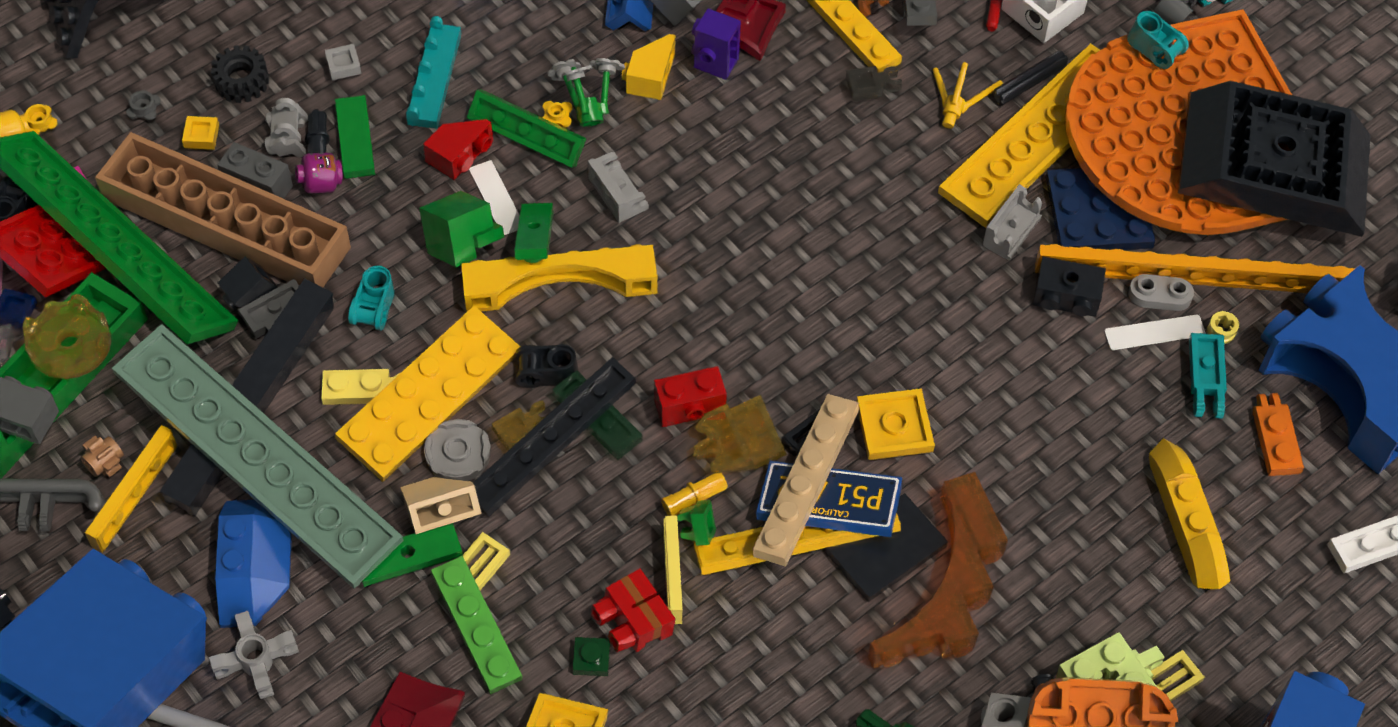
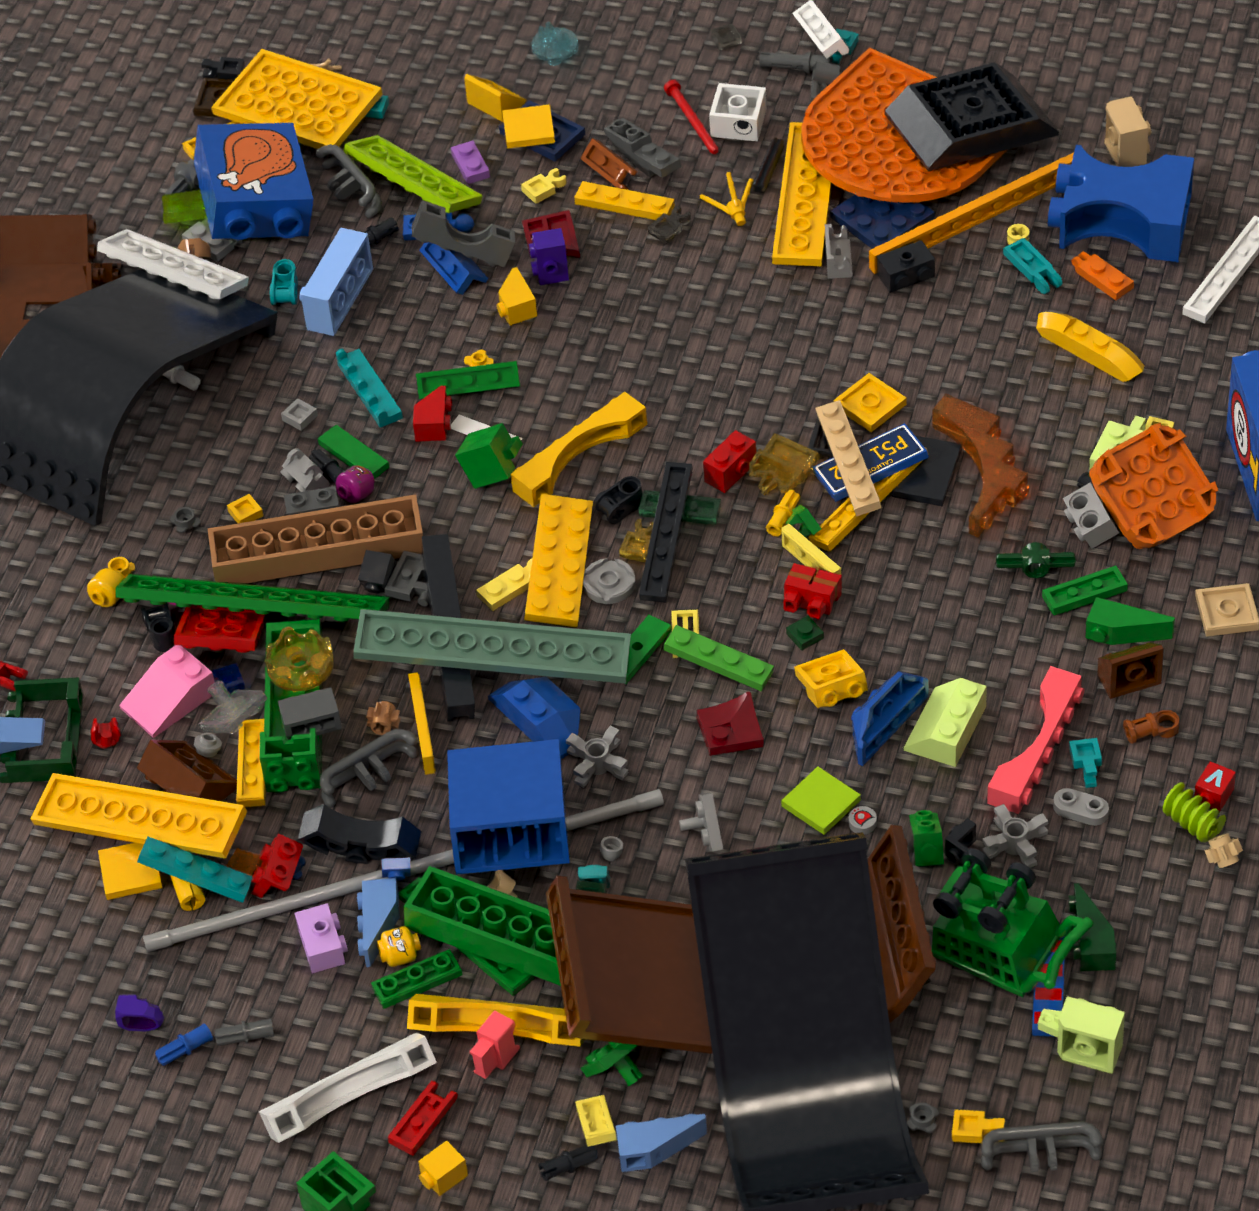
camera: 30 degrees left, 10 degrees down
(241, 87) = (230, 452): black tyre -> none
(372, 304) = (468, 530): teal piece -> none
(439, 502) = (631, 608): tan slope -> none
(534, 232) = (540, 429): green tile -> none
(588, 110) = (500, 345): plant -> none
(616, 187) = (561, 381): light grey hinge -> none
(1153, 332) = (977, 264): white sticker -> none
(1155, 38) = (834, 90): teal piece -> none
(1161, 292) = (963, 239): light grey plate -> none

